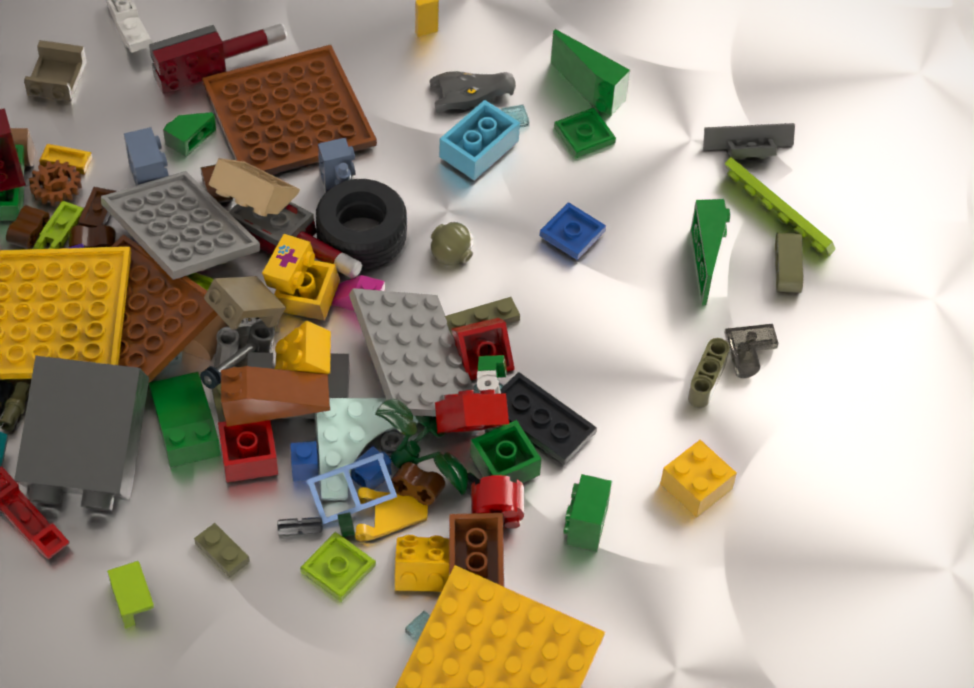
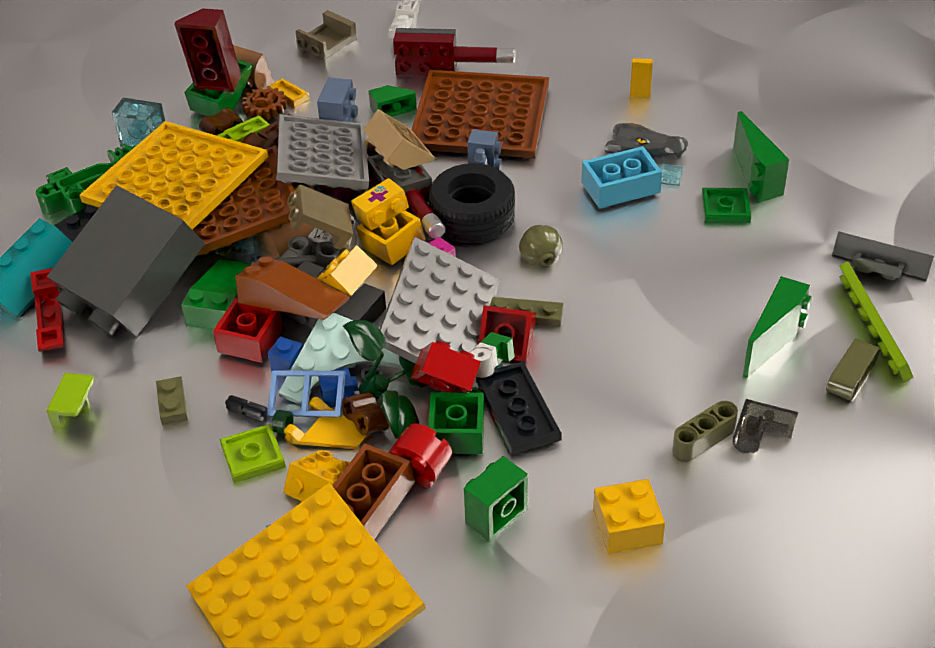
camera: 35 degrees right, 10 degrees down
(572, 231) = (657, 273): blue plate -> none

